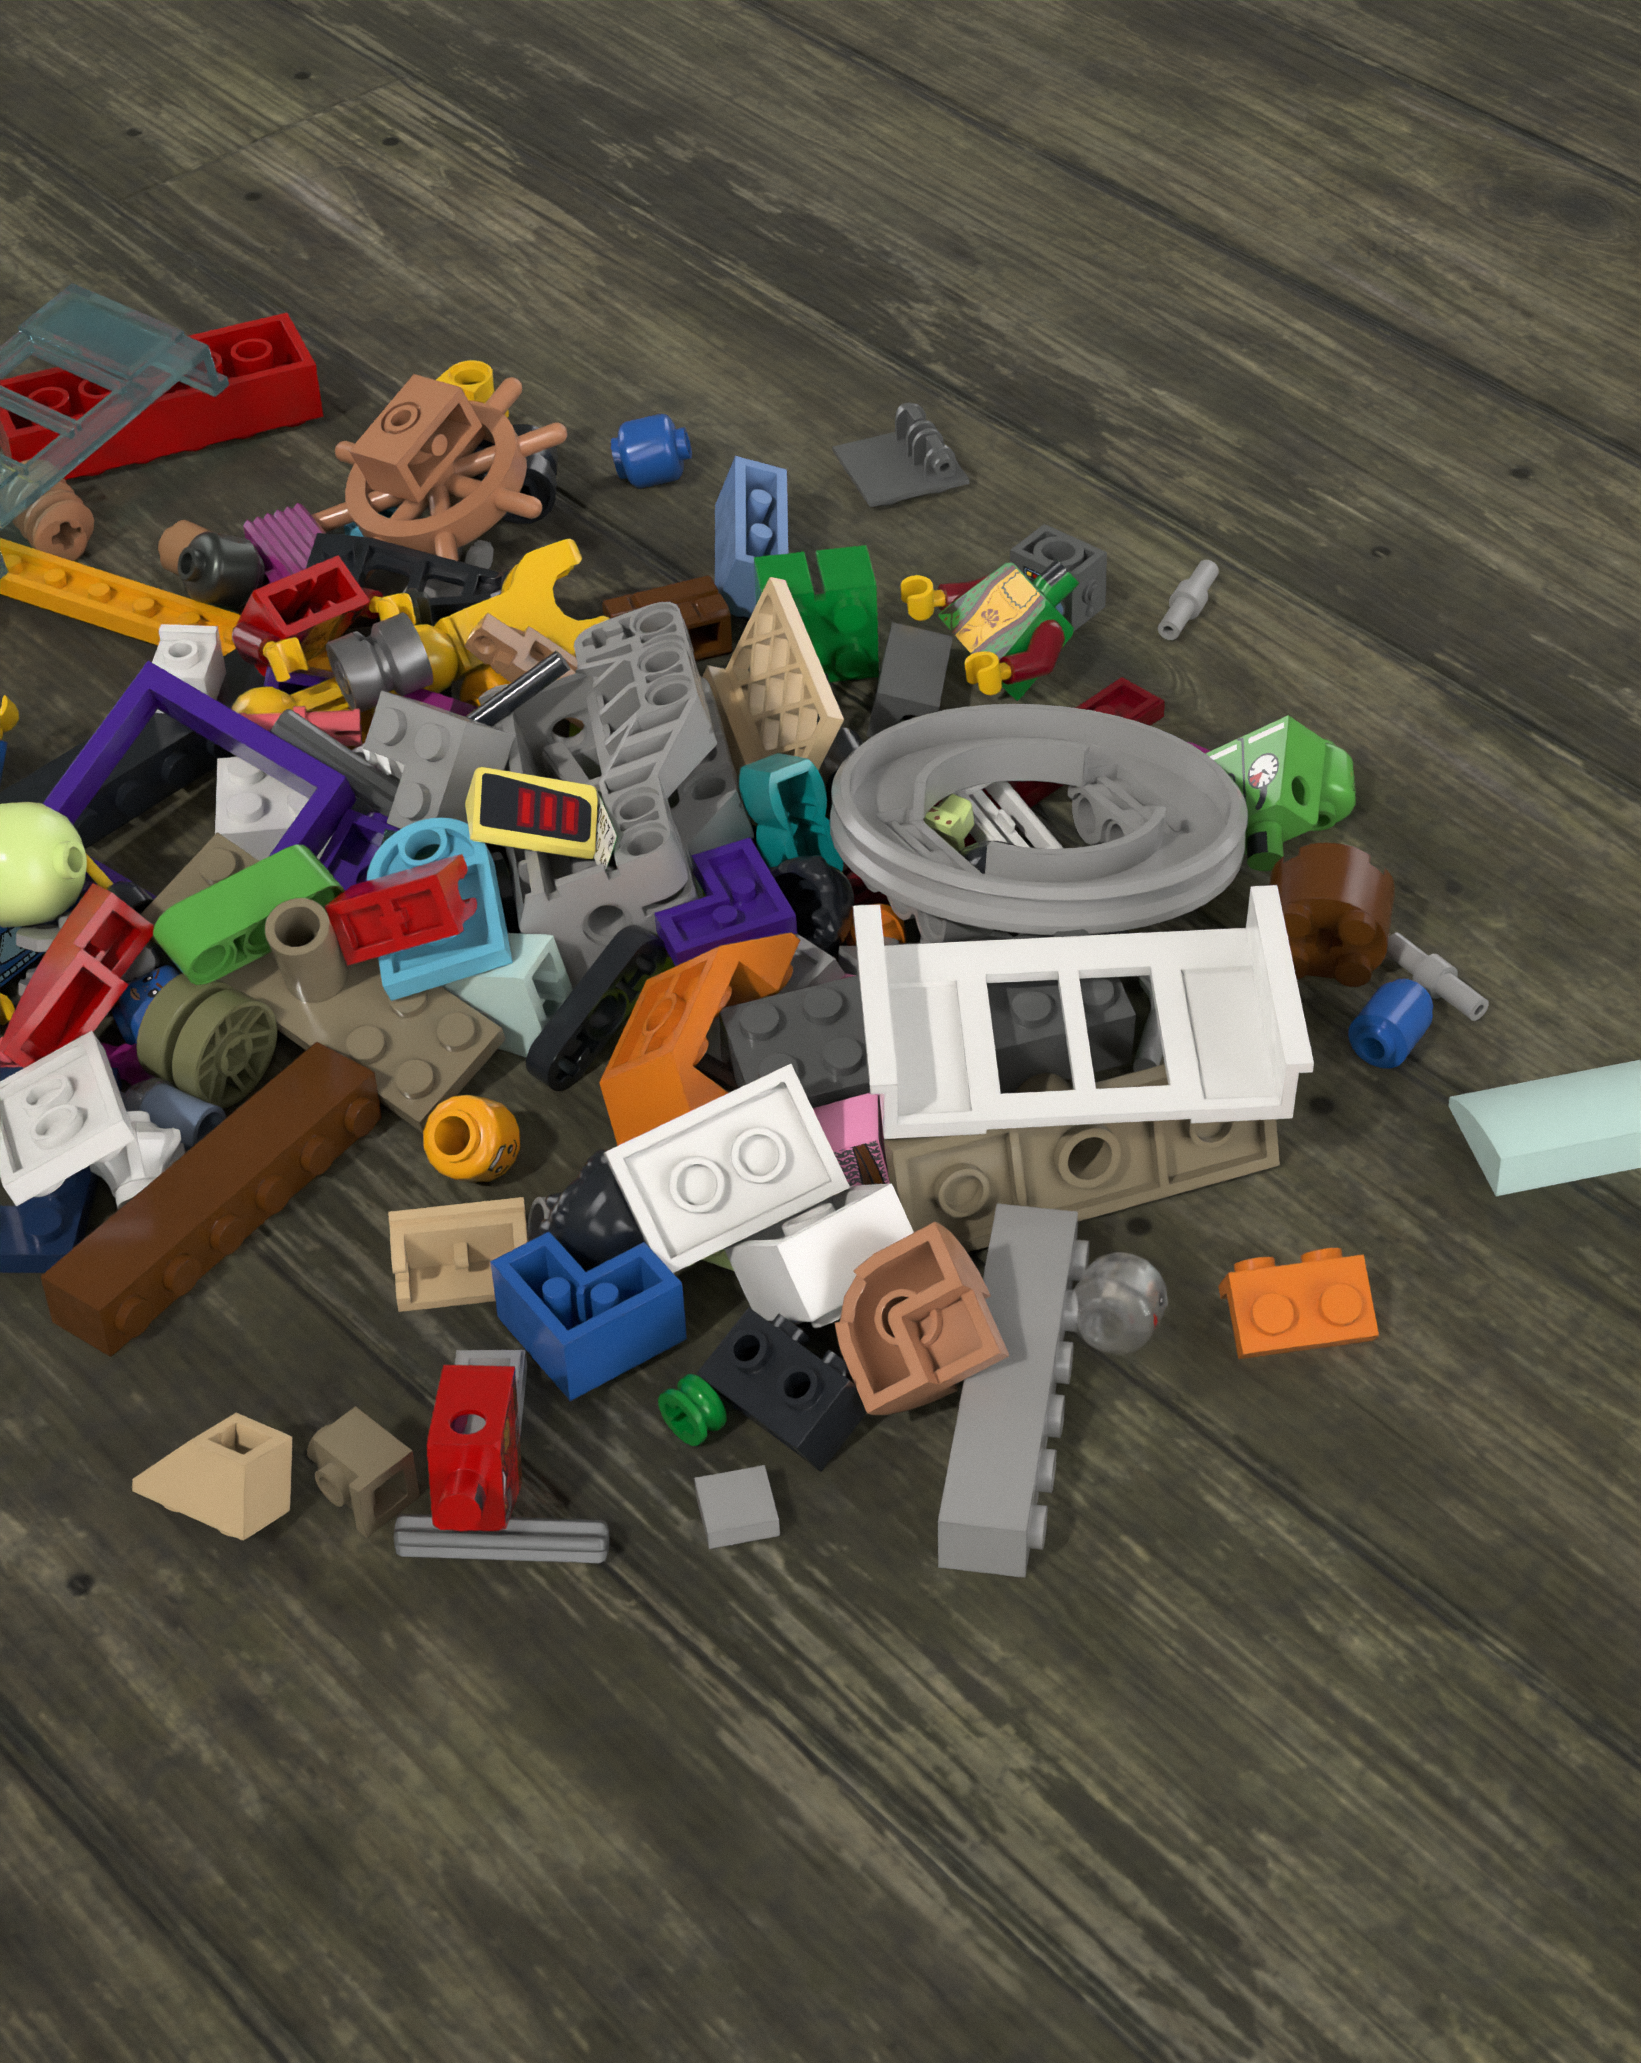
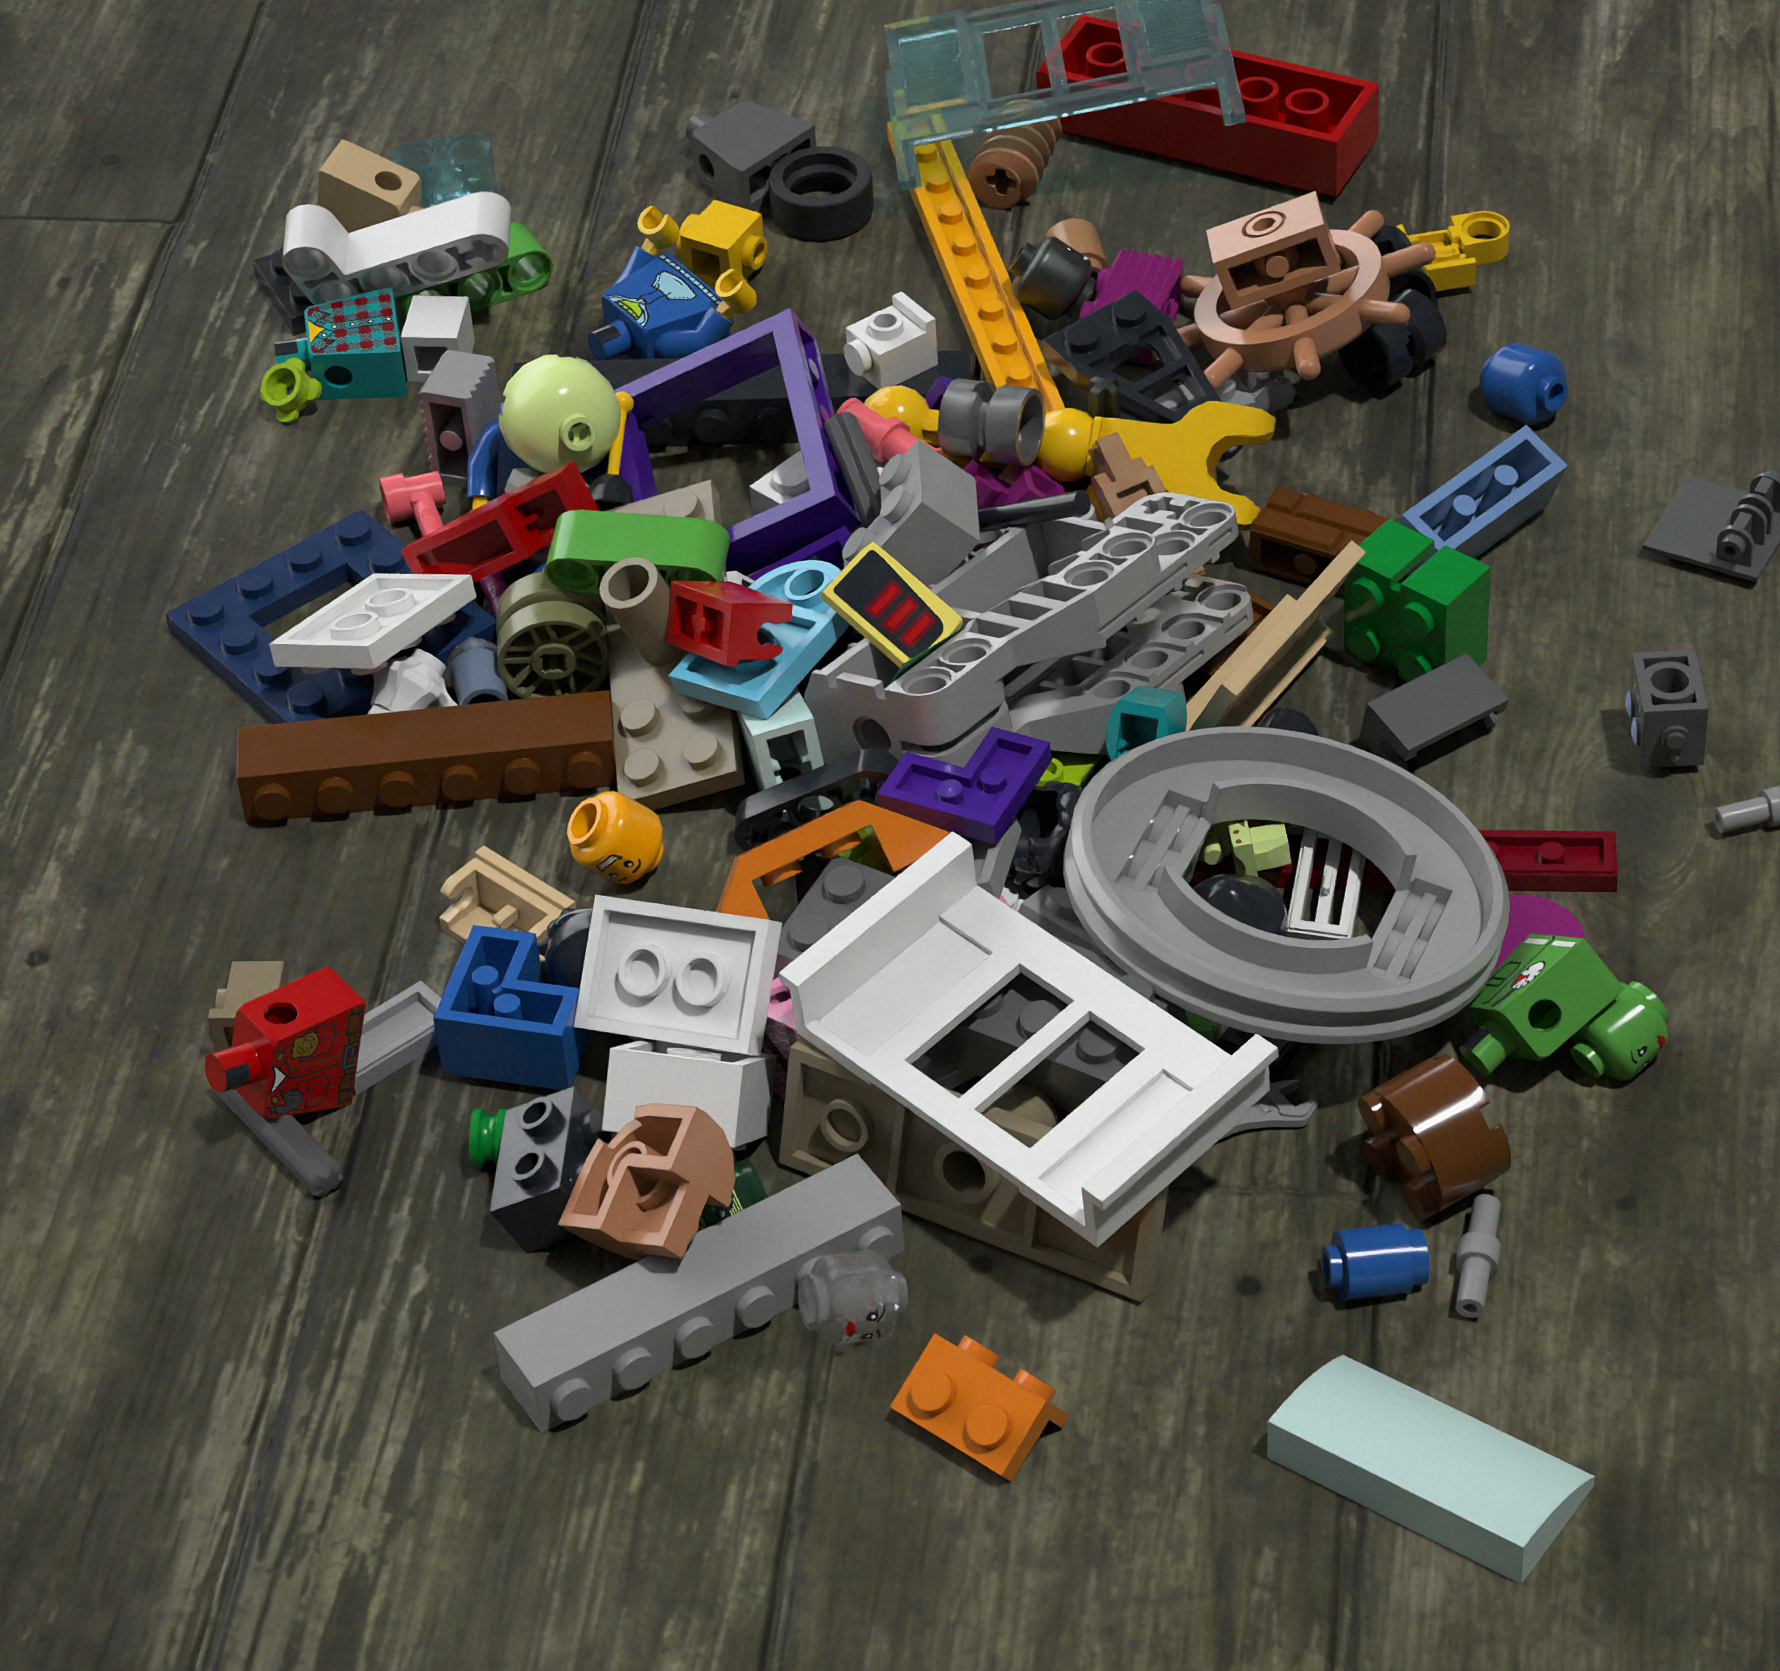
camera: 50 degrees right, 0 degrees up
(225, 1477) = (167, 951): tan slope -> none
(304, 611) = (1000, 348): torso -> none
(737, 1507) = (434, 1228): light grey tile -> none
(1001, 621) = (1557, 718): torso -> none

